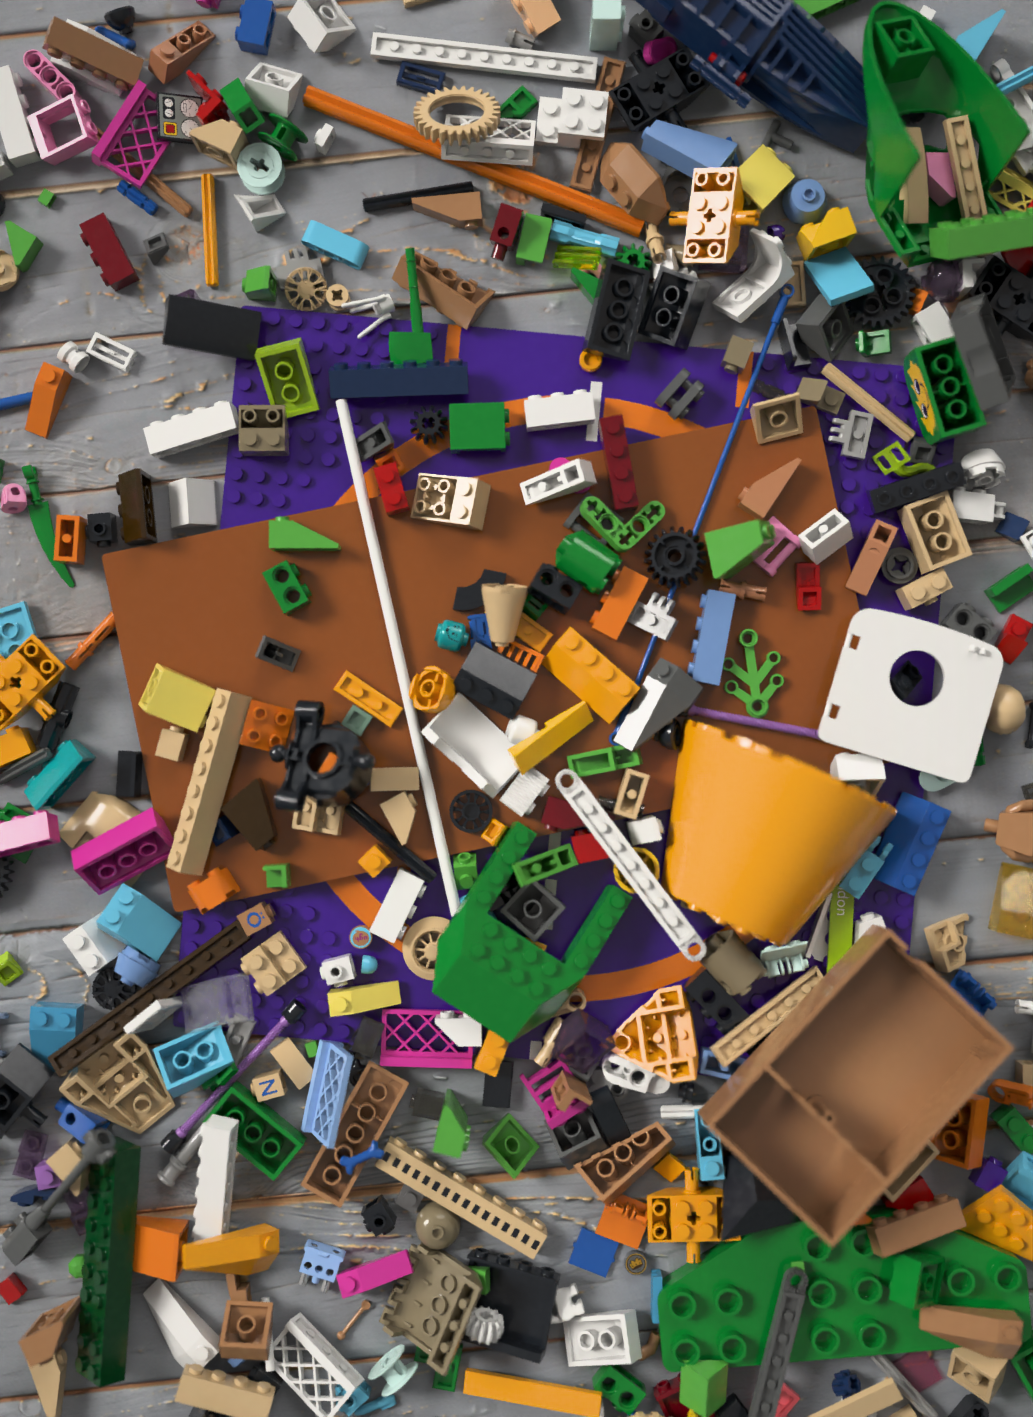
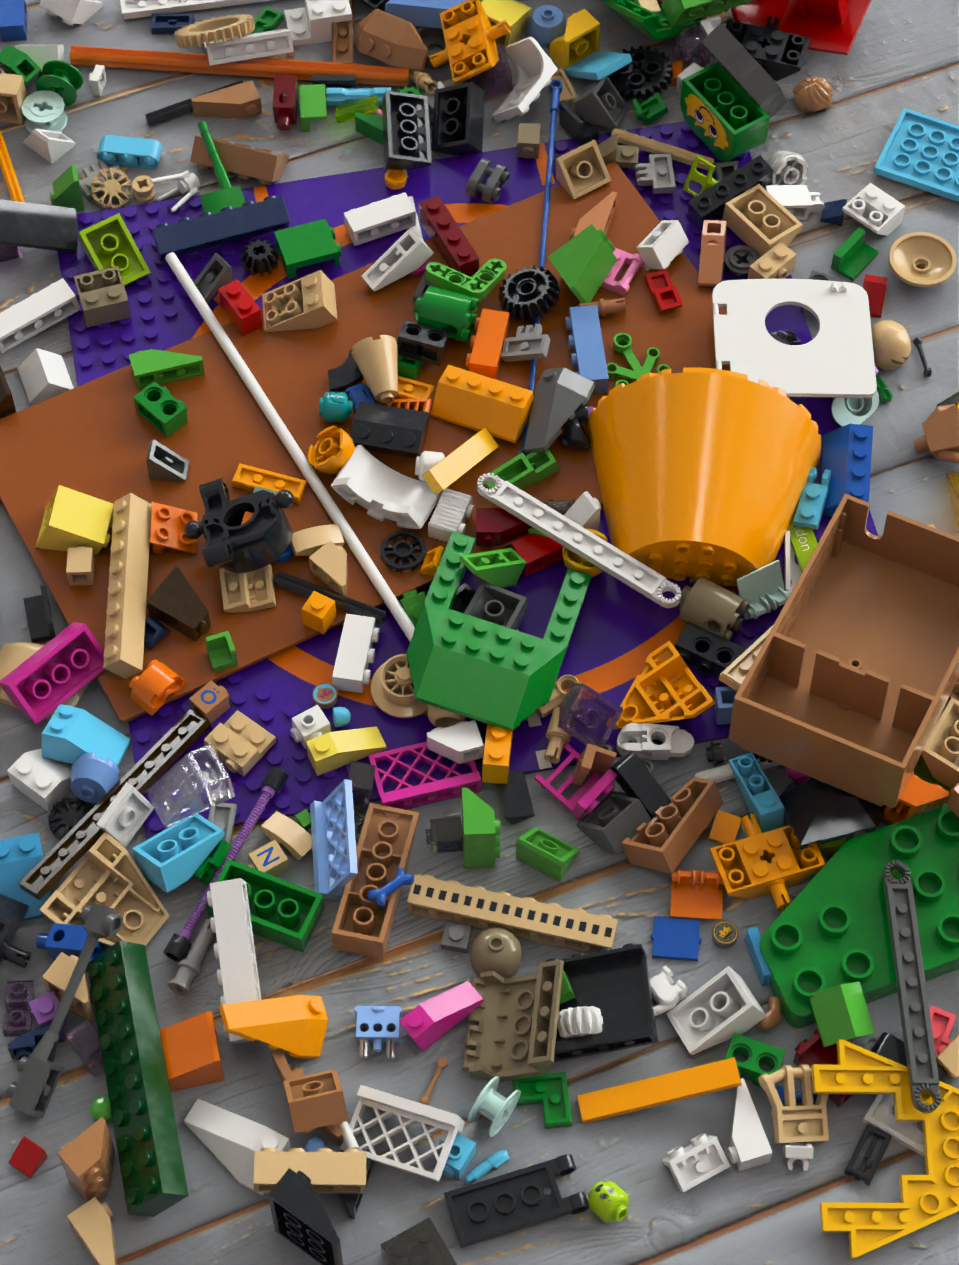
camera: 15 degrees left, 30 degrees down
(378, 1216) = (427, 960): black brick -> none
(631, 793) = (556, 482): tan slope -> none

